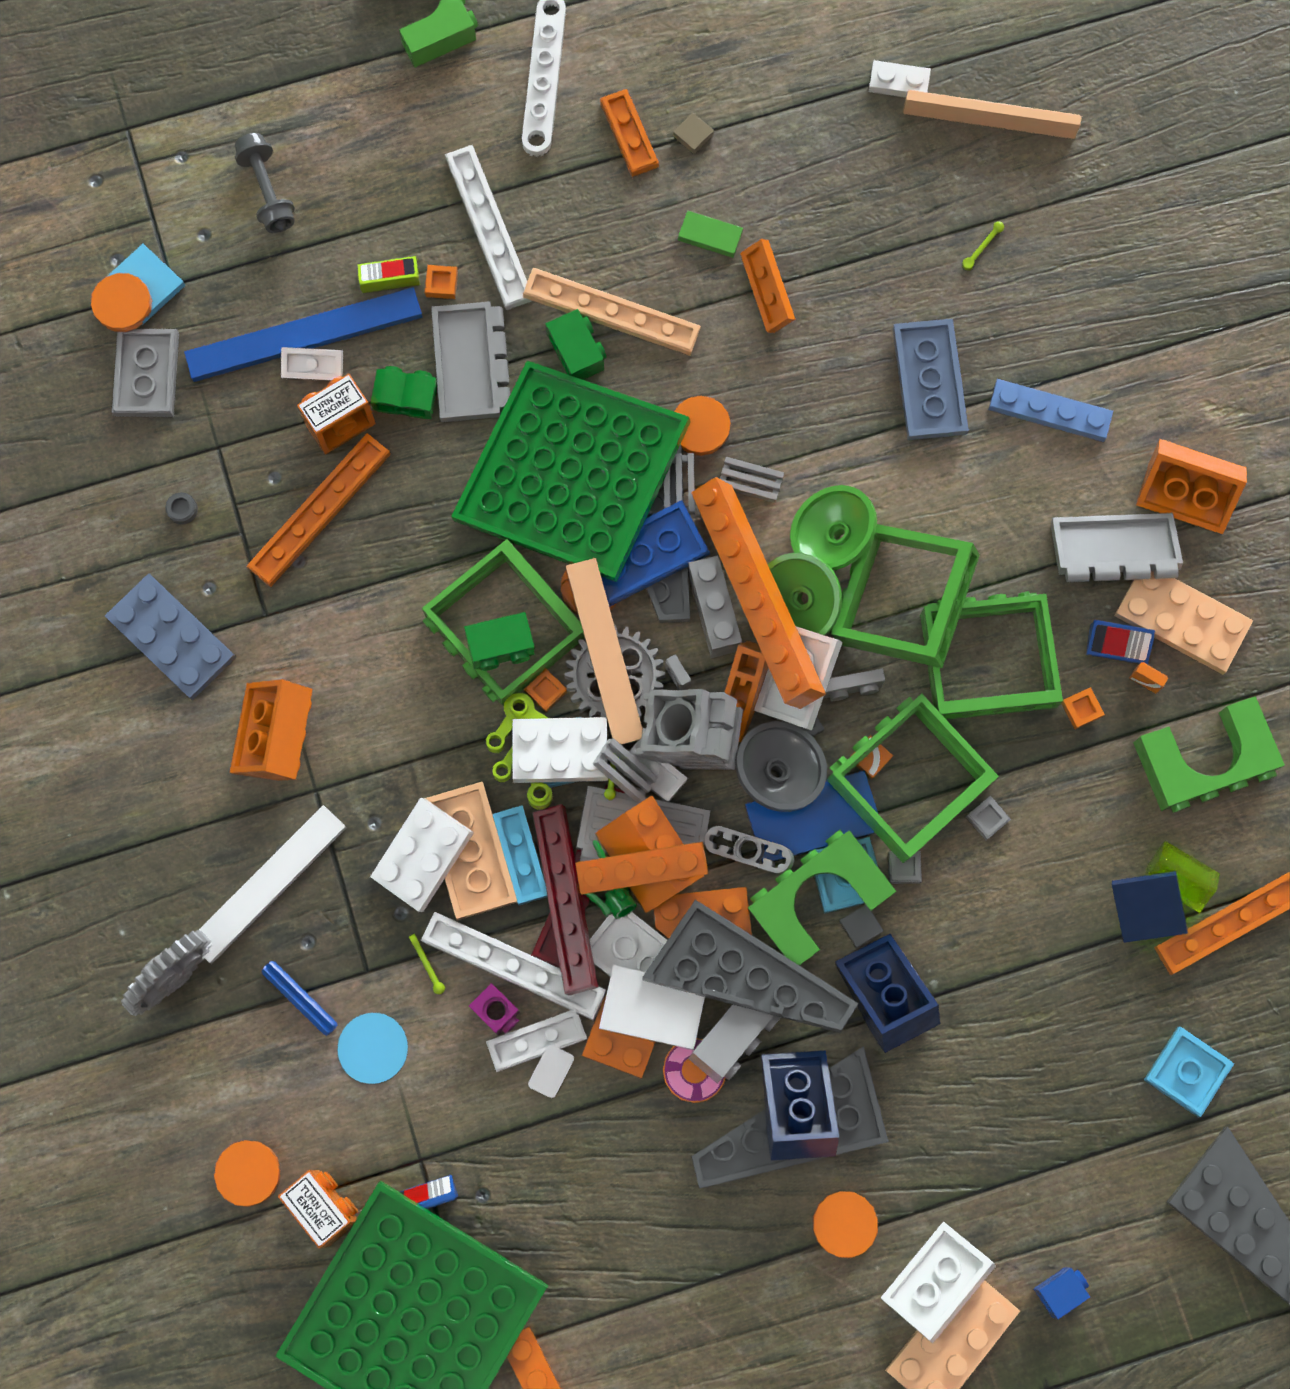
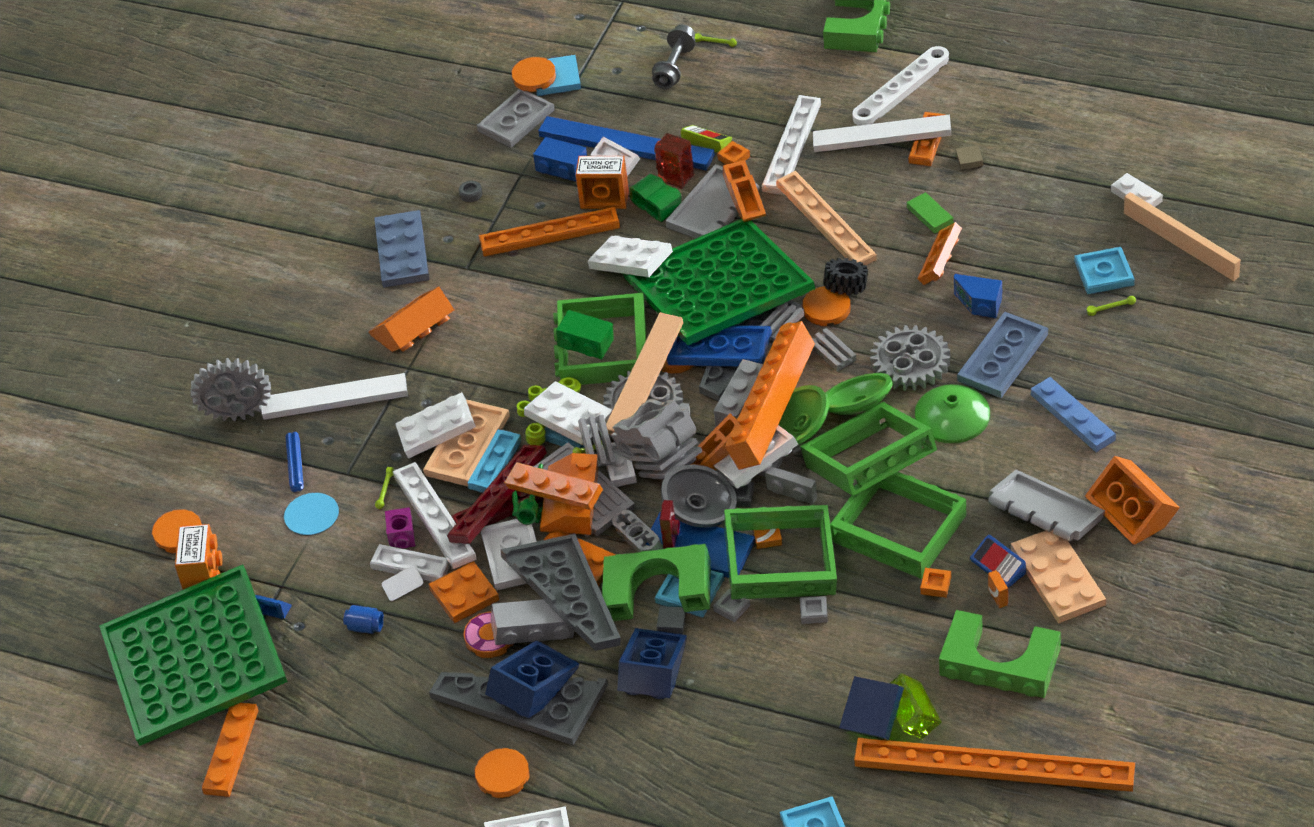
camera: 45 degrees right, 30 degrees down
(253, 405) = (558, 158): none -> blue brick
(306, 119) = (732, 42): none -> lime hinge
(391, 335) = (674, 160): none -> clear red brick
(445, 493) = (630, 256): none -> white plate
(502, 332) = (743, 191): none -> orange slope
(545, 690) = (594, 388): orange tile -> none
(553, 1147) = (363, 619): none -> blue brick
(575, 345) = (785, 223): green brick -> none
(580, 157) = (882, 133): none -> white tile
(650, 1010) = (491, 576): white tile -> none
(698, 365) = (845, 276): none -> black tyre
(791, 830) = (668, 524): none -> dark red plate
(820, 429) = (911, 357): none -> light grey gear
(850, 317) = (979, 294): none -> blue slope
(931, 501) = (953, 413): none -> bright green dish
(943, 203) = (1104, 270): none -> medium azure tile

